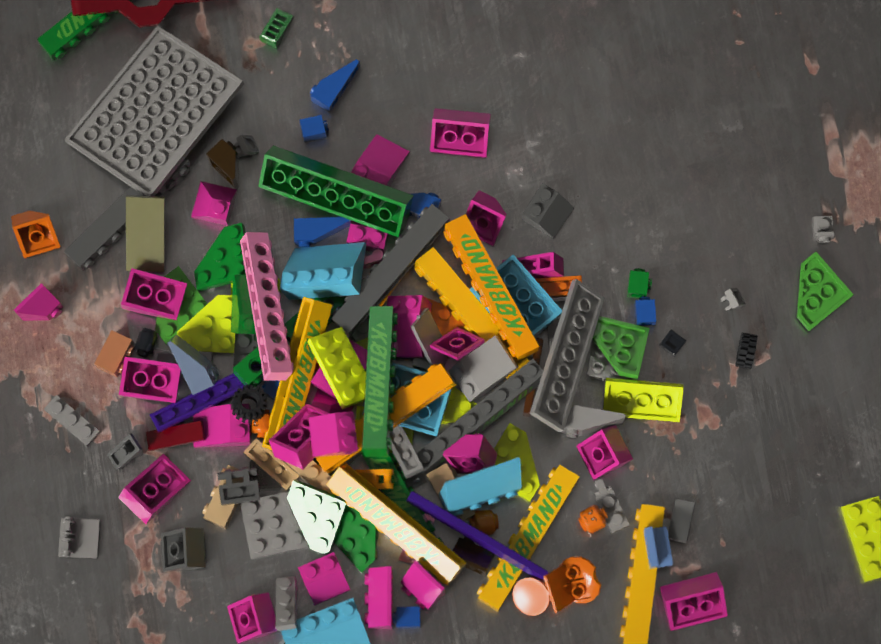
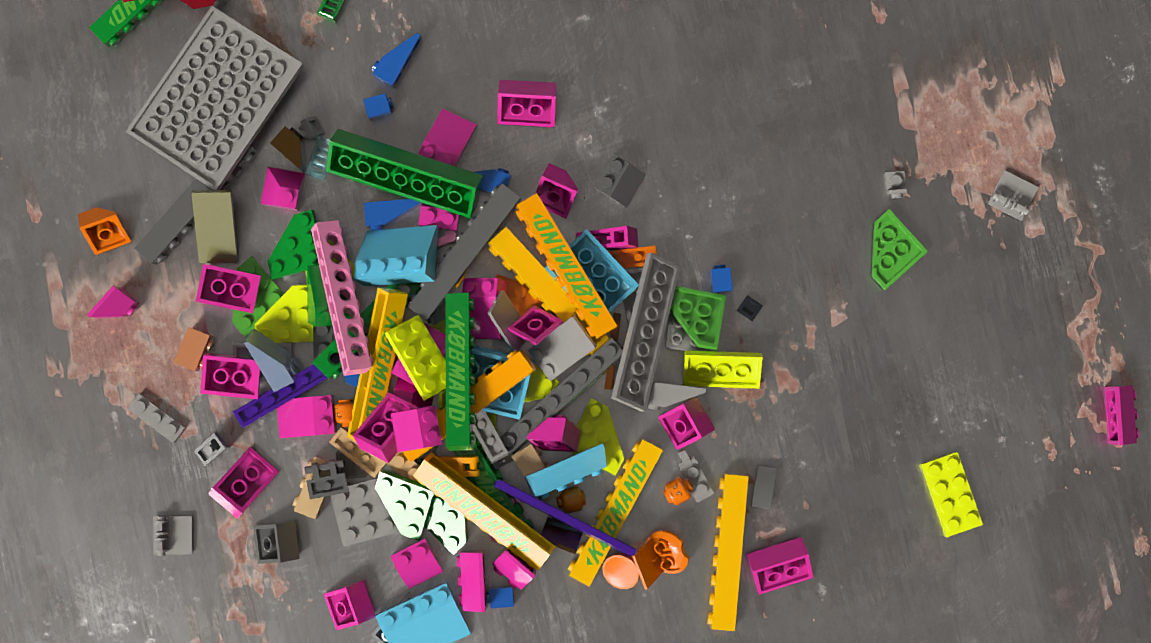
camera: 10 degrees left, 10 degrees up
(146, 343) = (224, 336): black brick -> none
(175, 436) = (261, 429): dark red tile -> none
(247, 173) = (319, 140): none -> clear light blue slope
(253, 394) = (328, 408): black tyre -> none
(286, 603) = (381, 591): light grey plate -> none
(638, 283) = (713, 250): green brick -> none
(657, 547) = (743, 517): medium blue panel -> none
(734, 298) = (809, 261): light grey tile -> none
(746, 350) = (823, 314): black tyre -> none

